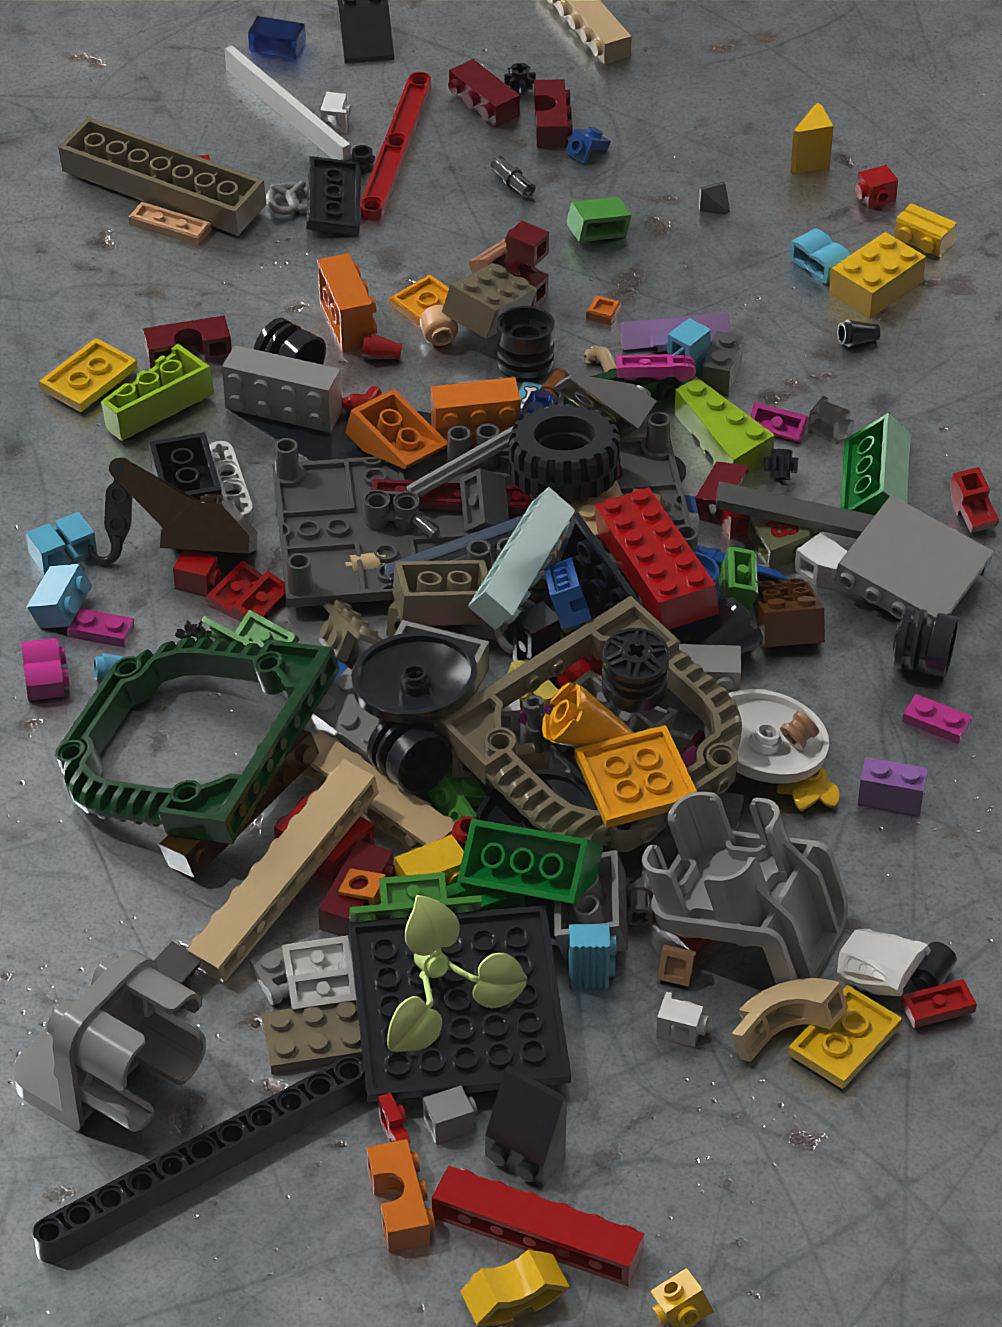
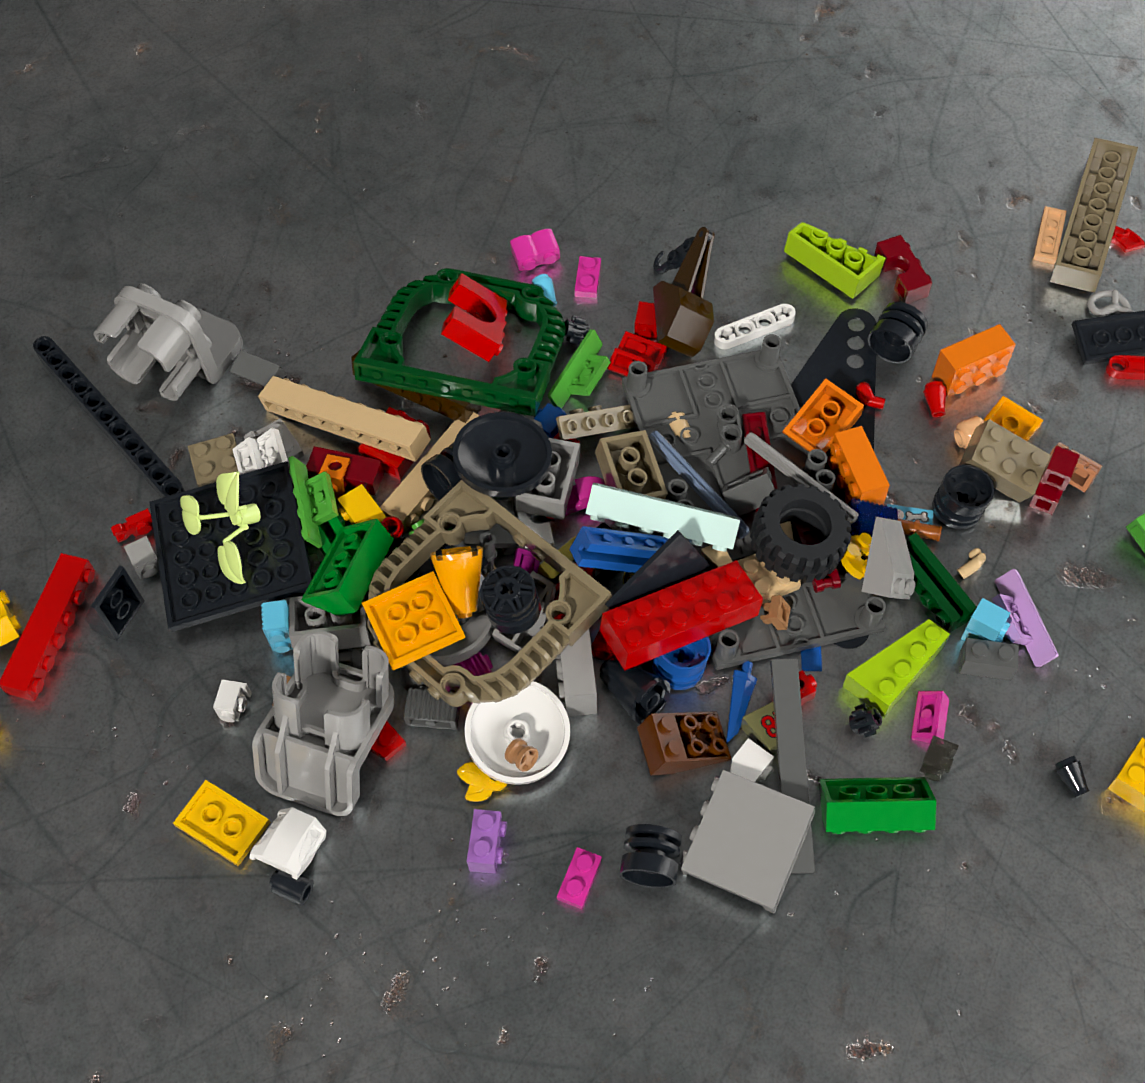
camera: 85 degrees right, 15 degrees up
(59, 596) = (604, 243): medium azure brick -> none
(69, 534) = (660, 229): medium azure piece -> none
(88, 374) = (850, 216): yellow plate -> none
(186, 464) = (742, 292): black brick -> none
(188, 706) = (479, 333): none -> red arch
(282, 388) = (852, 334): light grey brick -> none
(394, 1171) = (94, 535): orange arch -> none
(603, 310) = (1042, 559): orange tile -> none
(655, 366) = (948, 596): dark pink hinge -> none
(721, 472) = (821, 670): dark red panel -> none
(739, 576) = (704, 695): bright green brick -> none
(787, 1005) = (235, 759): tan arch -> none
(938, 1003) = (257, 893): red plate -> none
(971, 499) = (855, 893): red brick -> none

